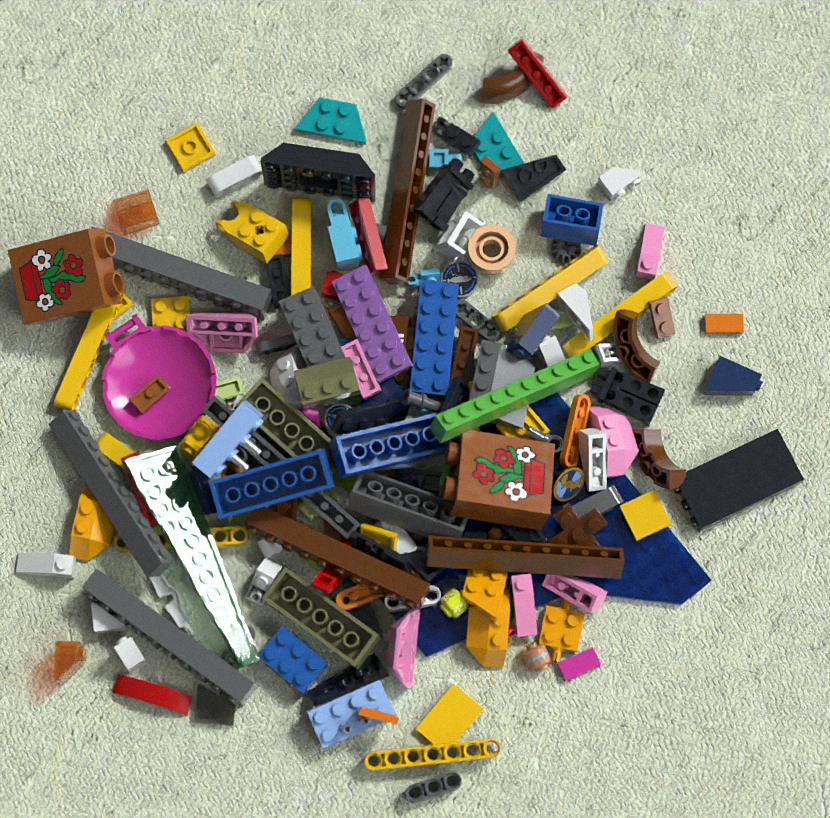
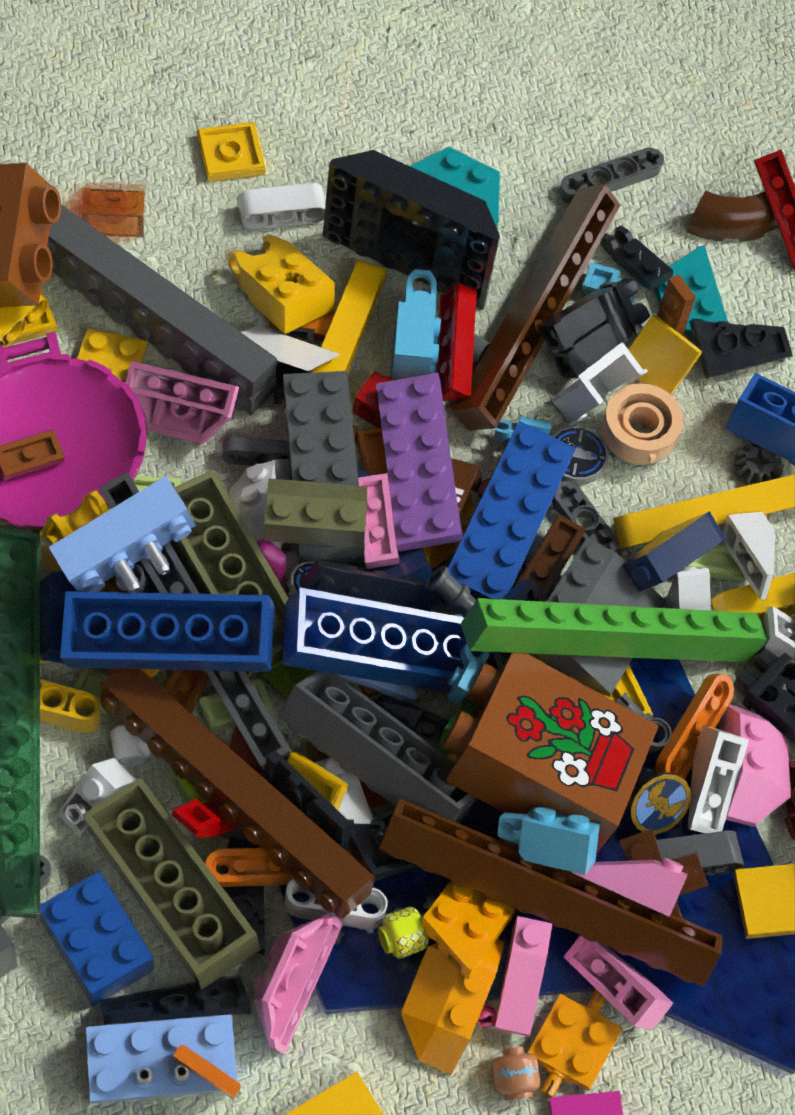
camera: 10 degrees right, 15 degrees down
(271, 276) = (290, 350): none -> white sticker
(440, 453) = (464, 678): none -> medium azure plate
(489, 202) = (663, 354): none -> yellow tile
(517, 531) = (552, 838): none -> medium azure hinge
(570, 535) = (643, 881): none -> bright pink slope

